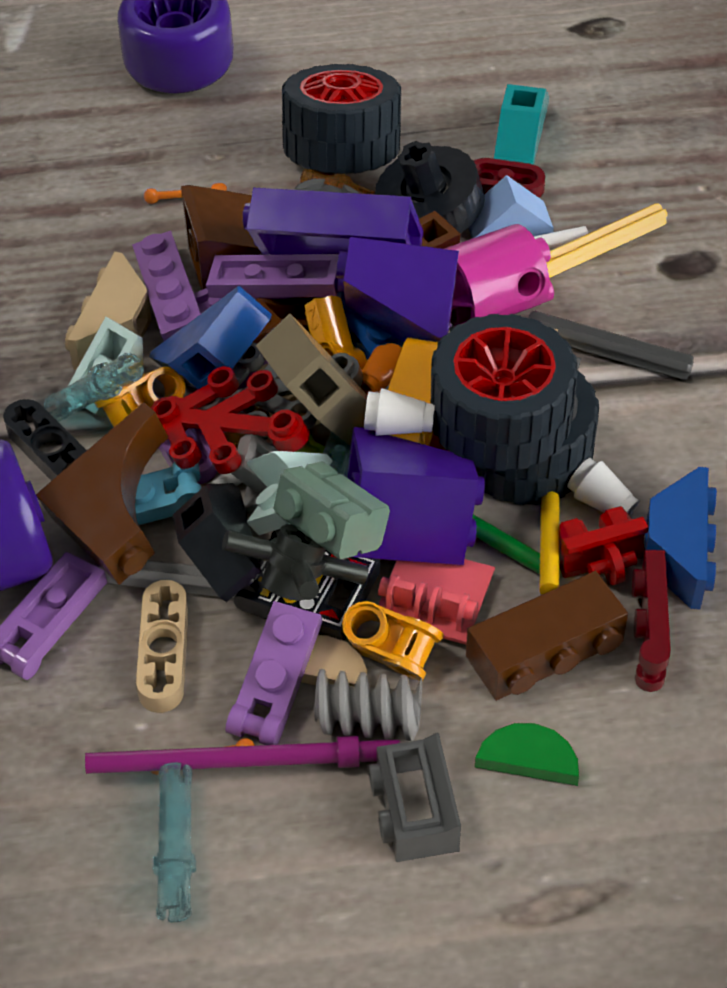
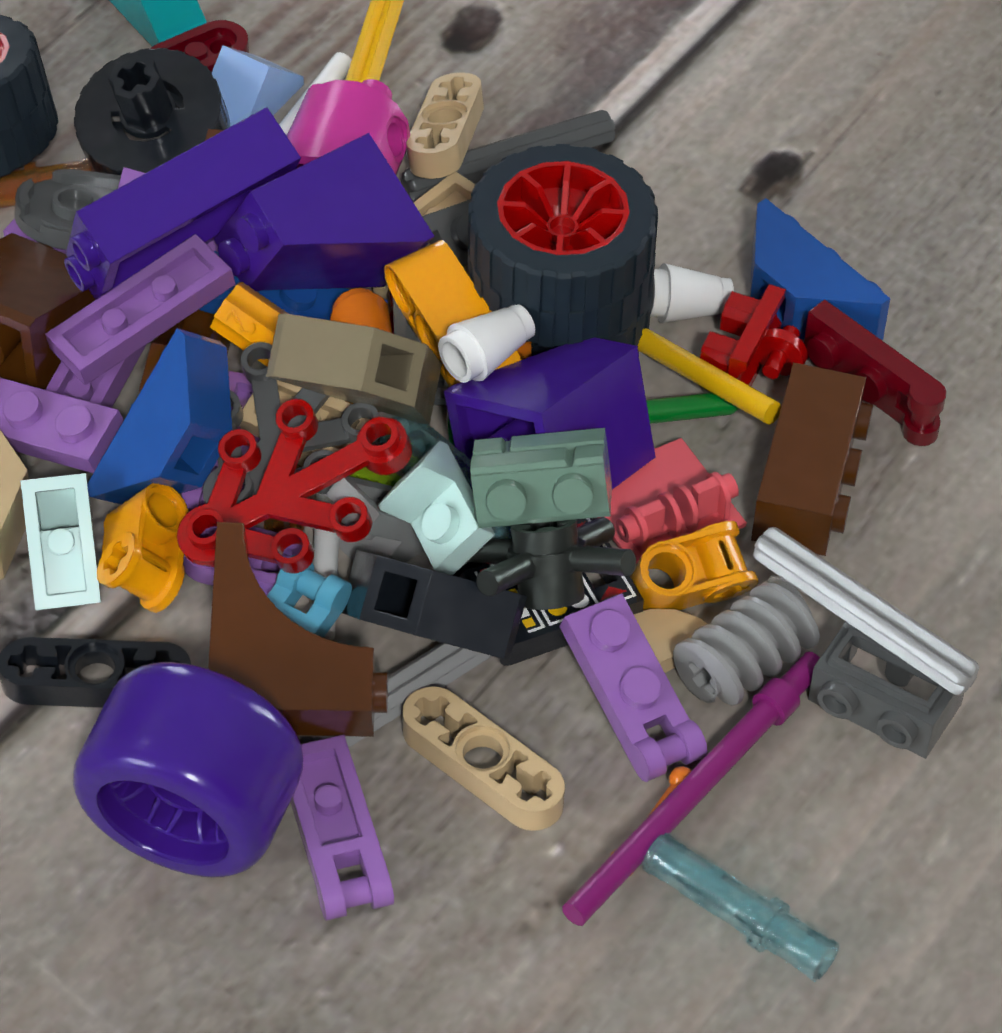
camera: 50 degrees left, 0 degrees up
(102, 382) = (120, 544): clear light blue pin -> none
(434, 741) = (866, 611): none -> axle
(529, 752) = (922, 567): green tile -> none
(586, 301) = (445, 125): none -> tan beam

